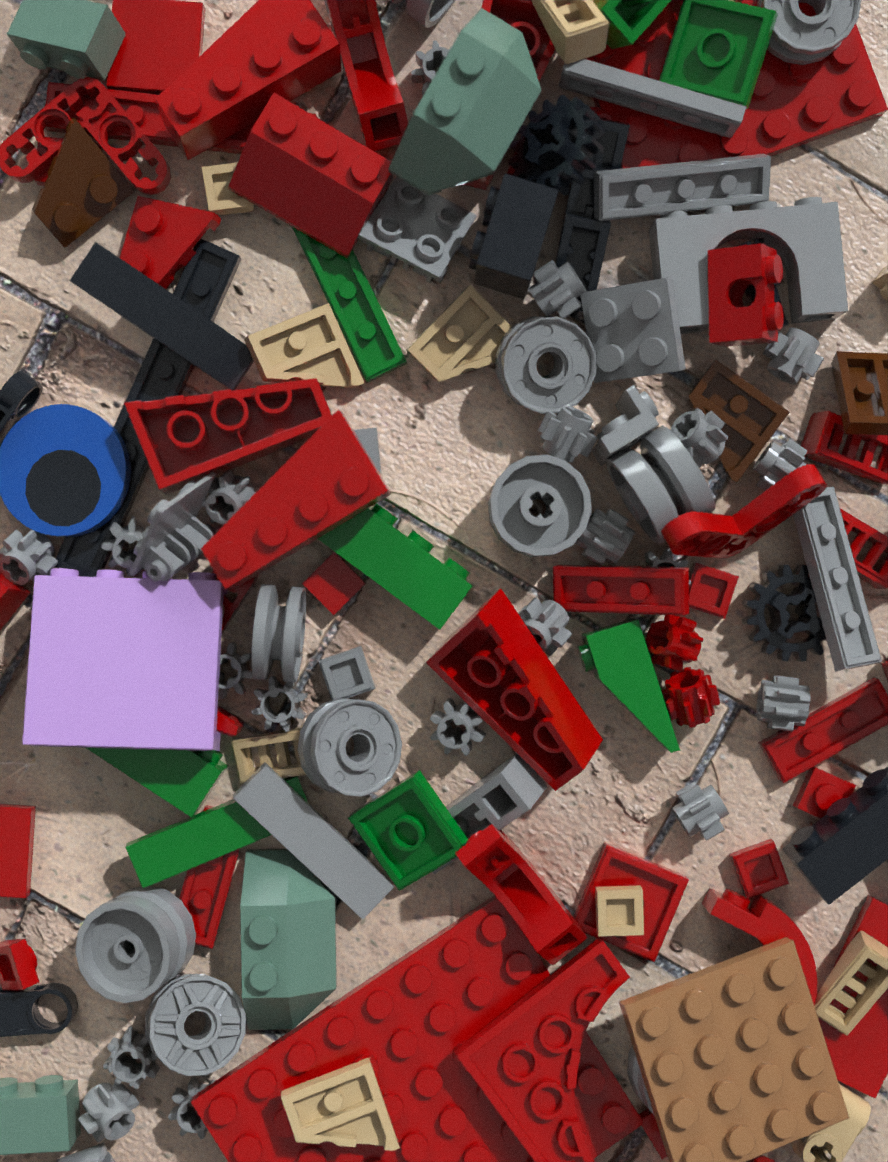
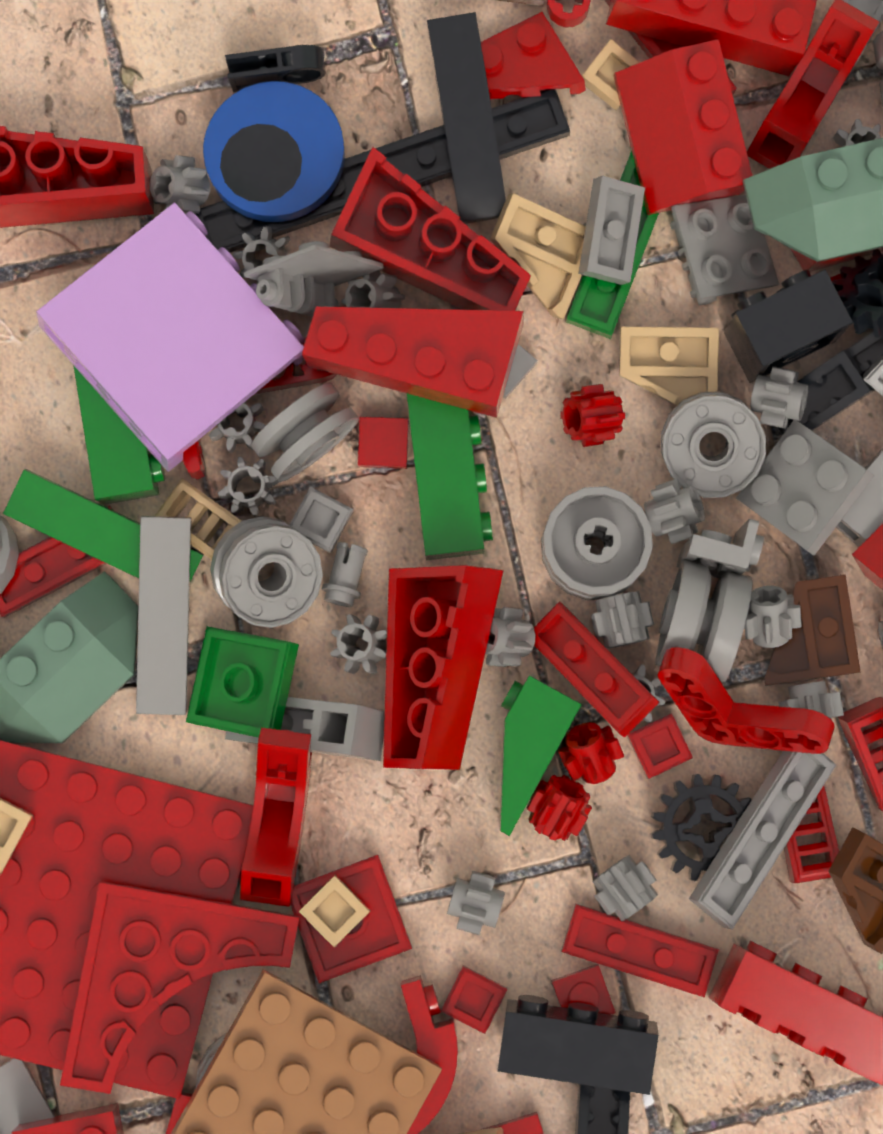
camera: 50 degrees right, 5 degrees down
(335, 293) = (611, 230): none -> light grey plate
(400, 693) = (345, 575): none -> light grey pin
(449, 426) = (592, 415): none -> red gear

